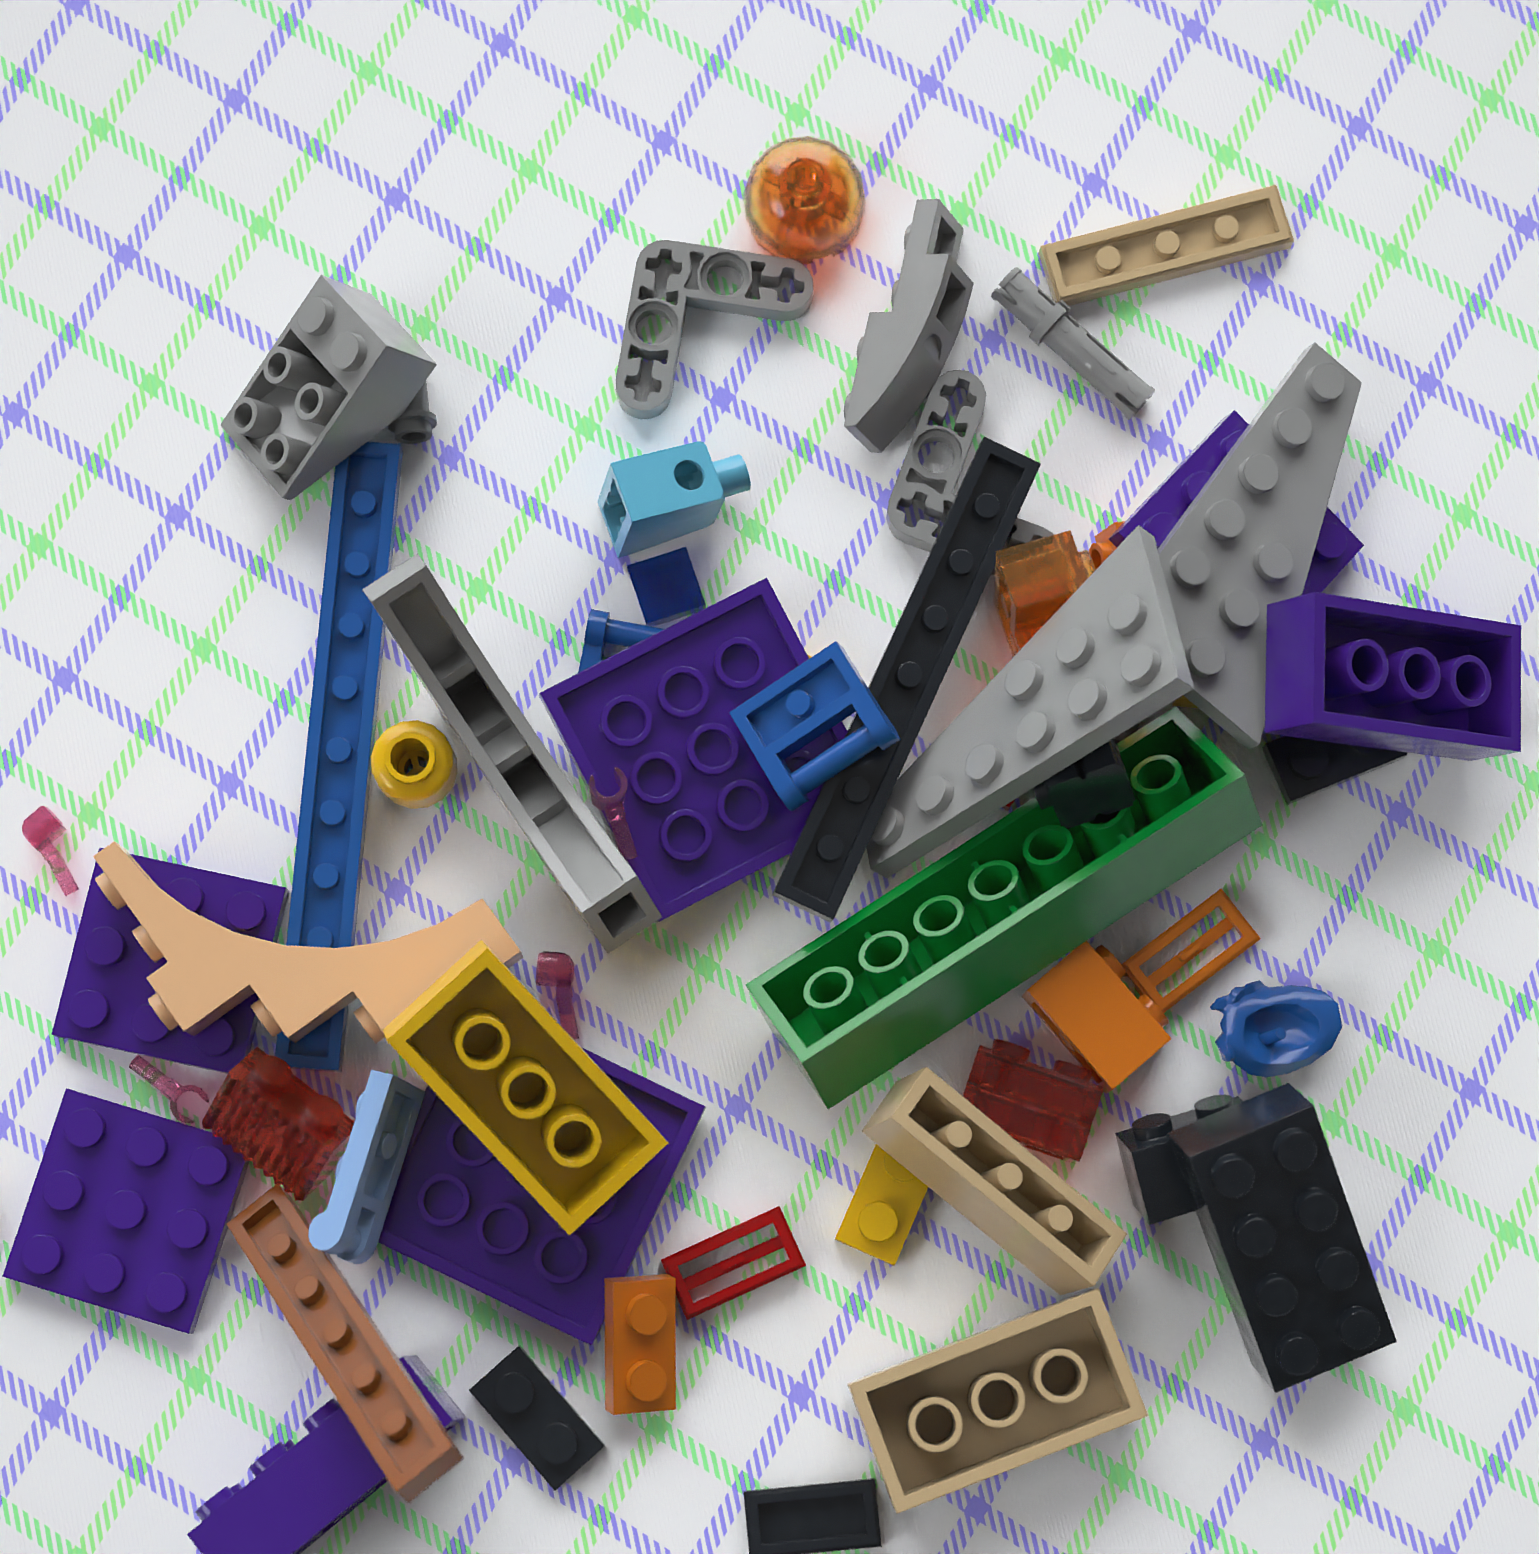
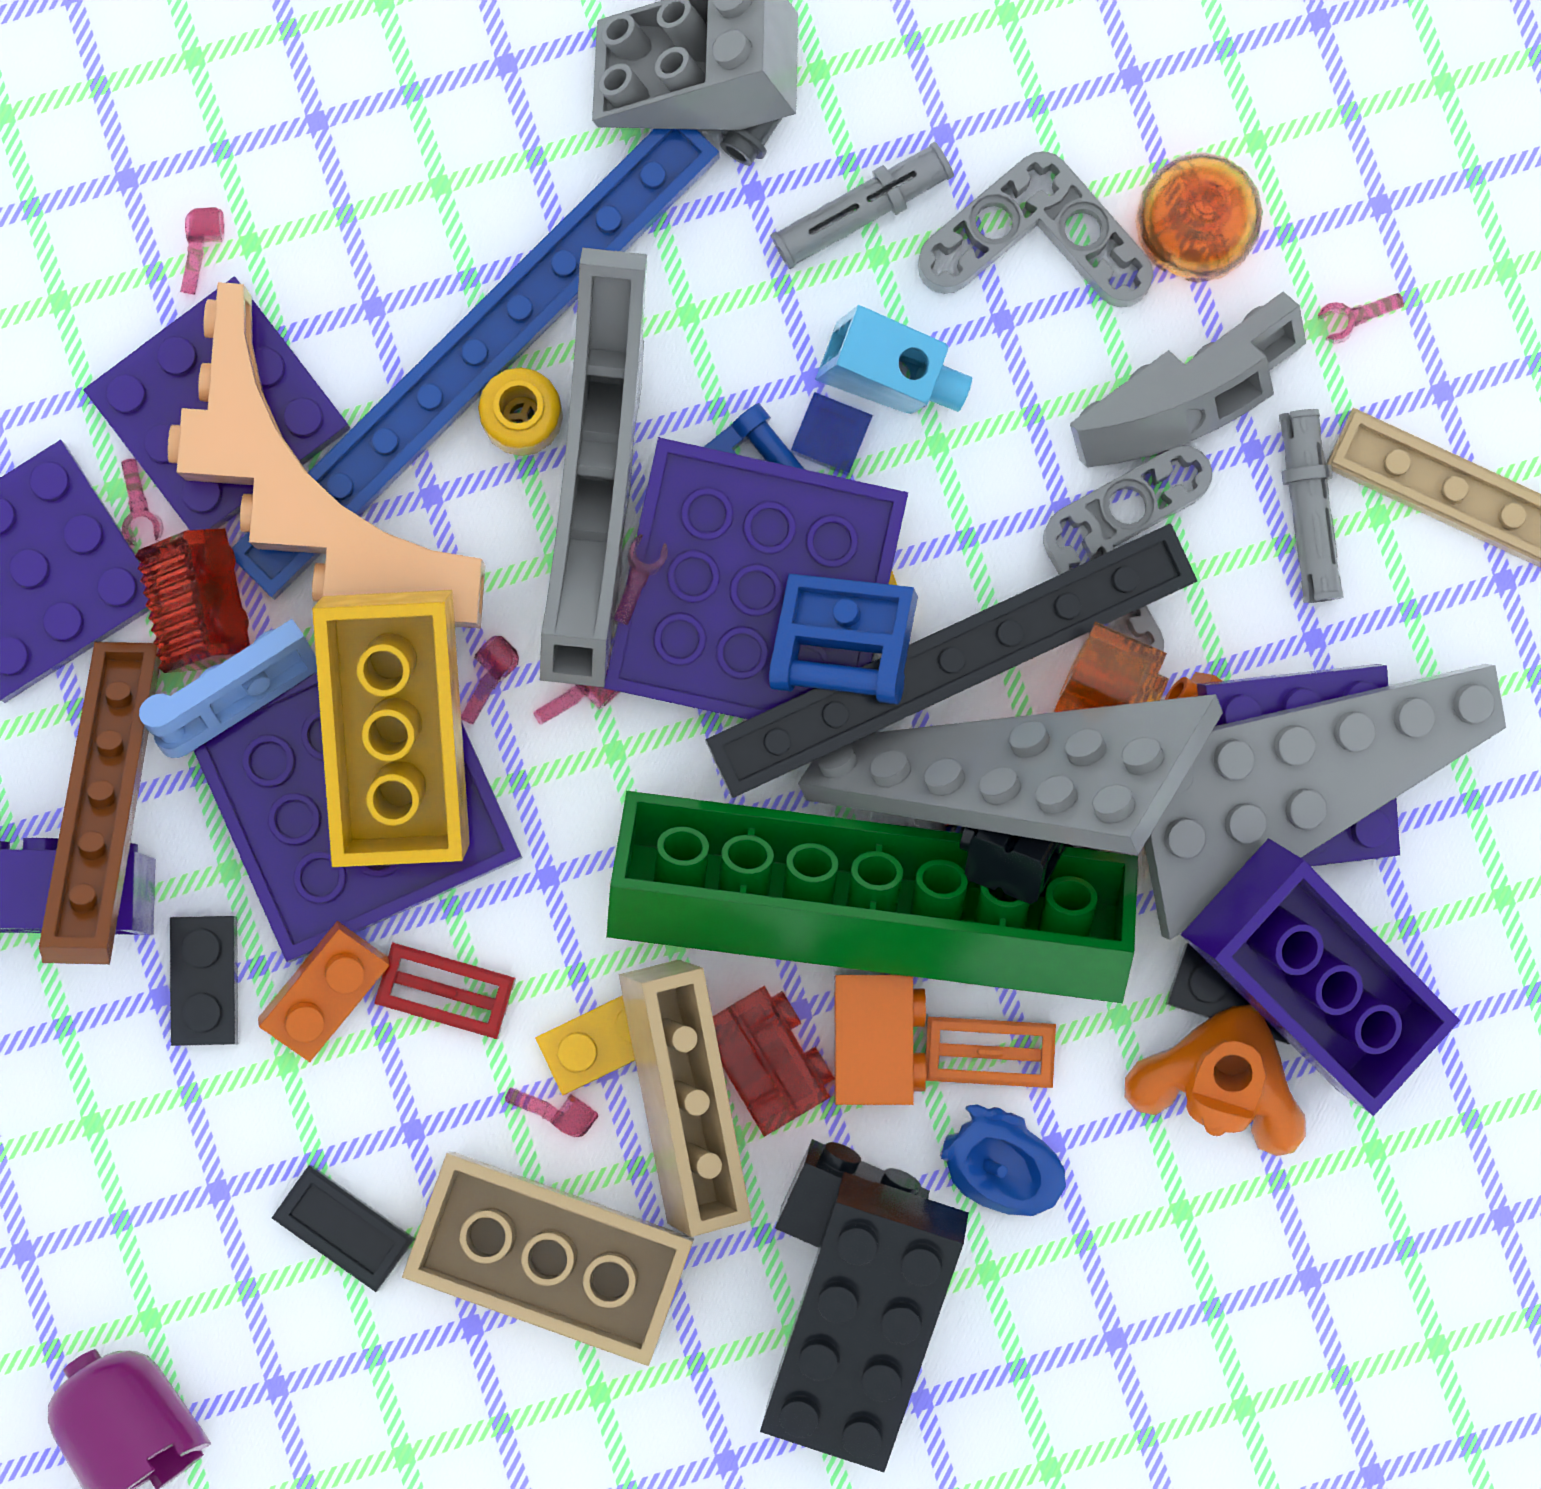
camera: 40 degrees right, 5 degrees up
(567, 331) = (928, 169): none -> light grey pin
(655, 933) = (597, 695): none -> clear pink hand
(917, 1277) = (572, 1118): none -> clear pink hand
(984, 175) = (1359, 314): none -> clear pink hand
(1387, 815) = (1229, 1079): none -> orange head

